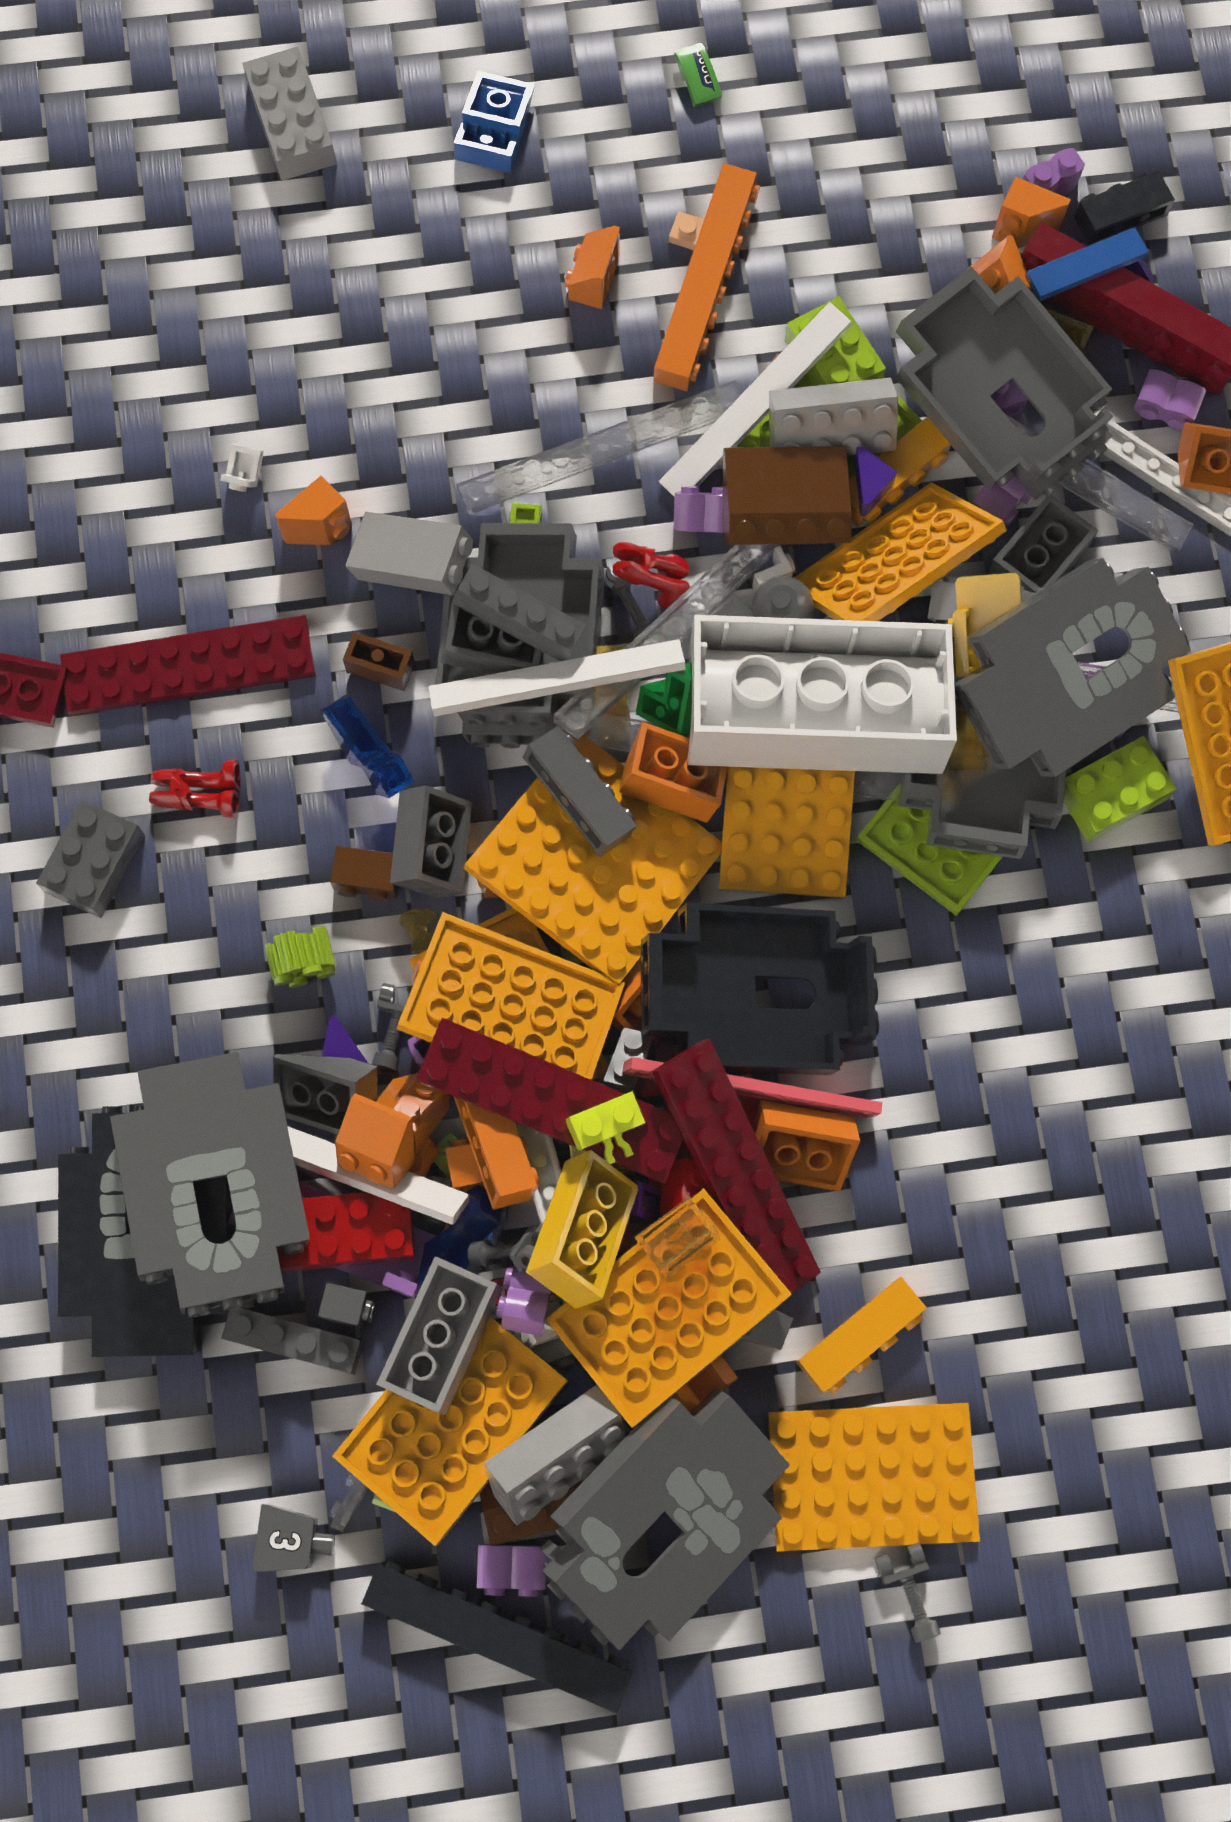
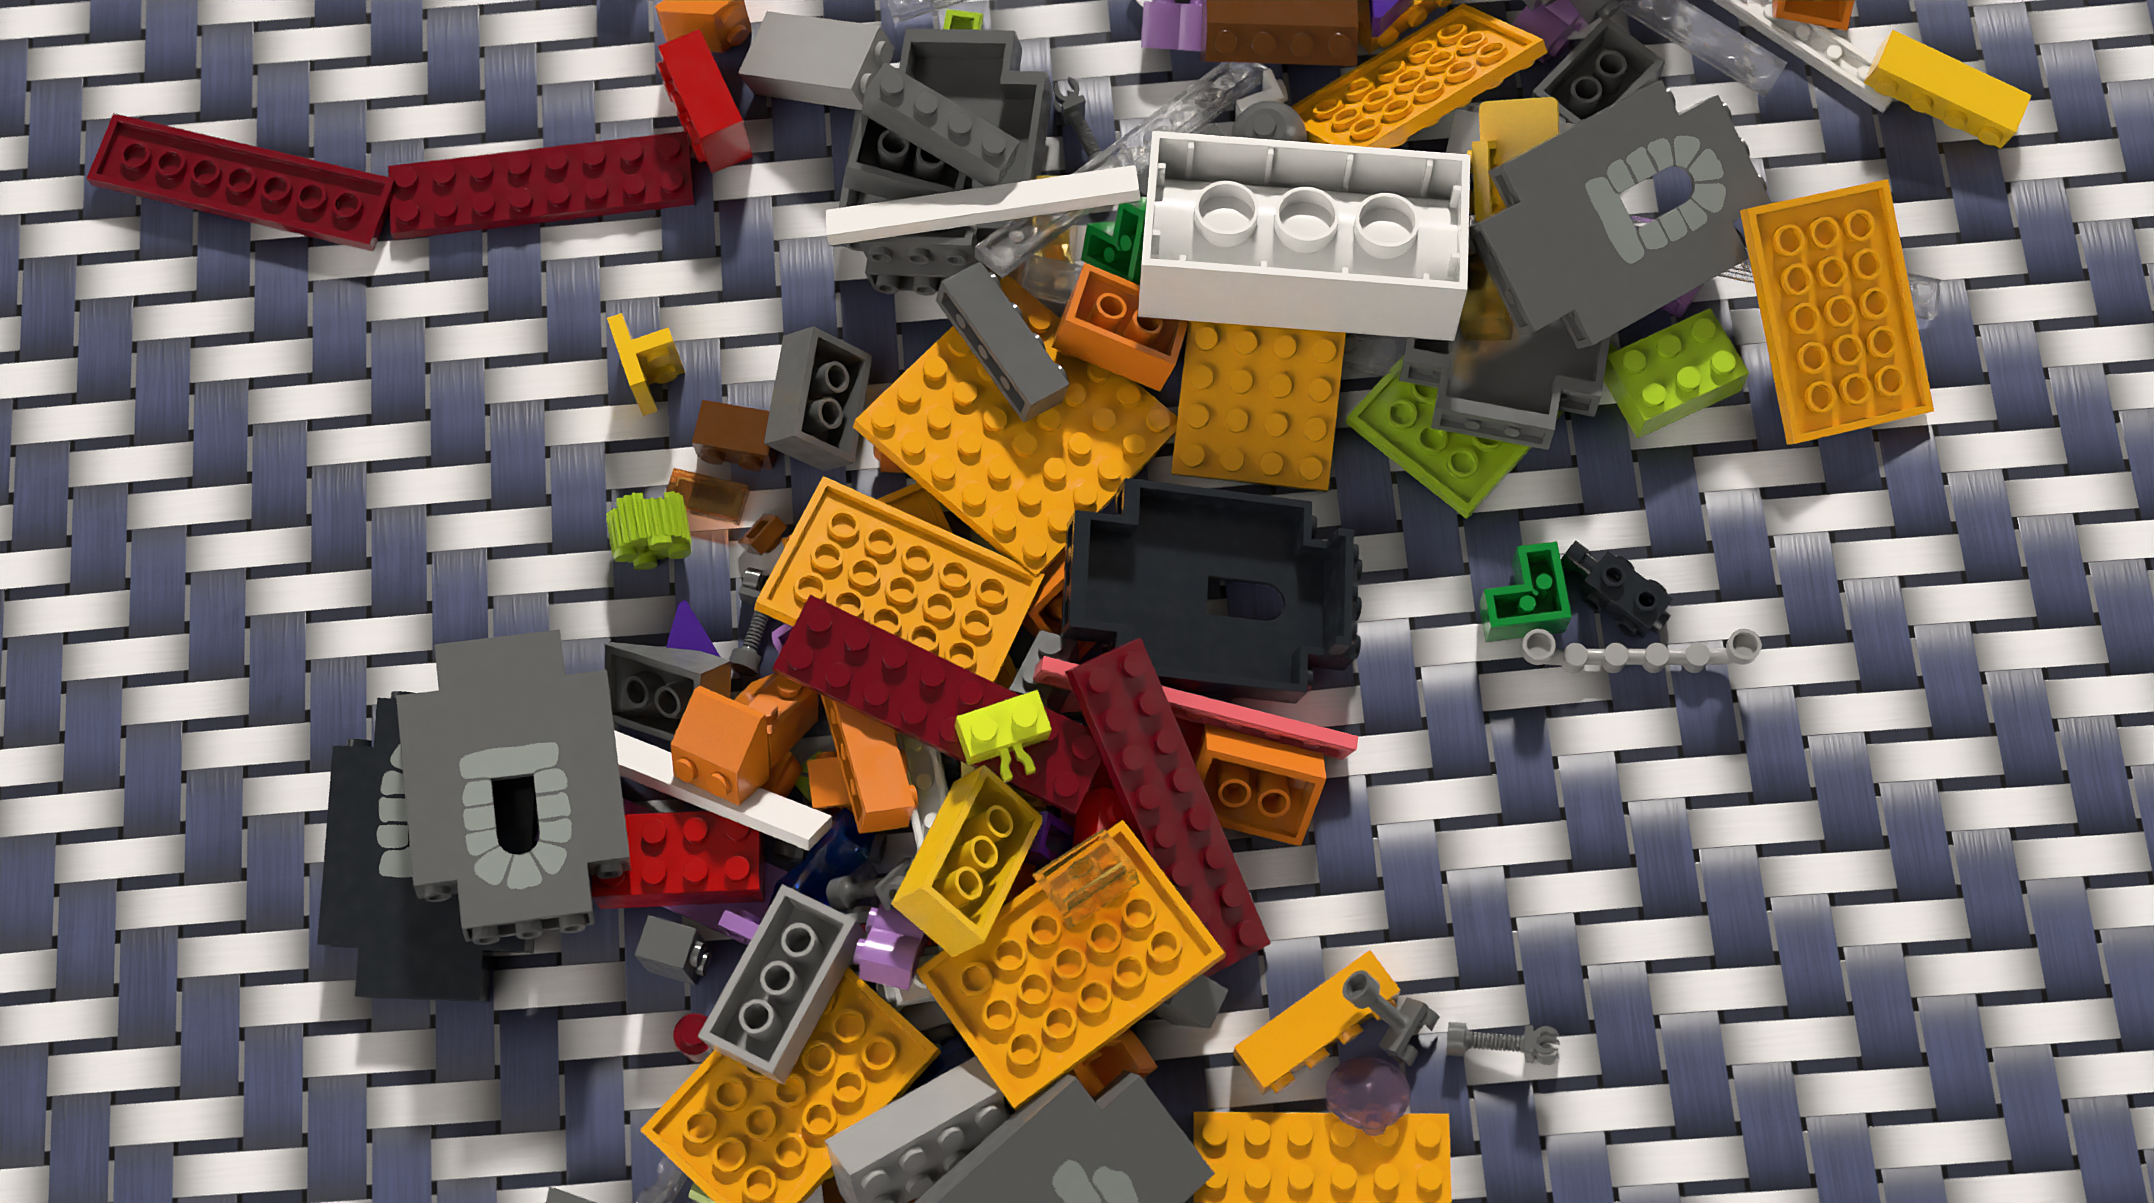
camera: 10 degrees right, 5 degrees down
(90, 858) = (404, 404): dark grey brick -> none
(182, 798) = (520, 338): red piece -> none
(287, 814) = (646, 360): none -> yellow bracket
(293, 1340) = (603, 990): dark grey brick -> none
(318, 591) = (703, 102): none -> red brick
(345, 923) = (710, 496): none -> clear orange tile
(365, 748) = (746, 285): clear blue arch -> none
(367, 1373) = (687, 1039): none -> dark red brick
(379, 661) = (771, 186): reddish brown brick -> none
(393, 955) = (763, 535): none -> reddish brown plate
(415, 922) = (794, 499): clear yellow piece -> none
(636, 565) = (1087, 83): red piece -> none
(900, 1314) = (1364, 992): none -> dark grey bar
(904, 1391) = (1367, 1094): none -> clear purple dish
(975, 1343) = (1461, 1039): none -> dark grey bar
(1016, 985) = (1534, 602): none -> green brick
(1023, 1022) = (1540, 645): none -> light grey bar
(1082, 978) = (1622, 597): none -> black brick

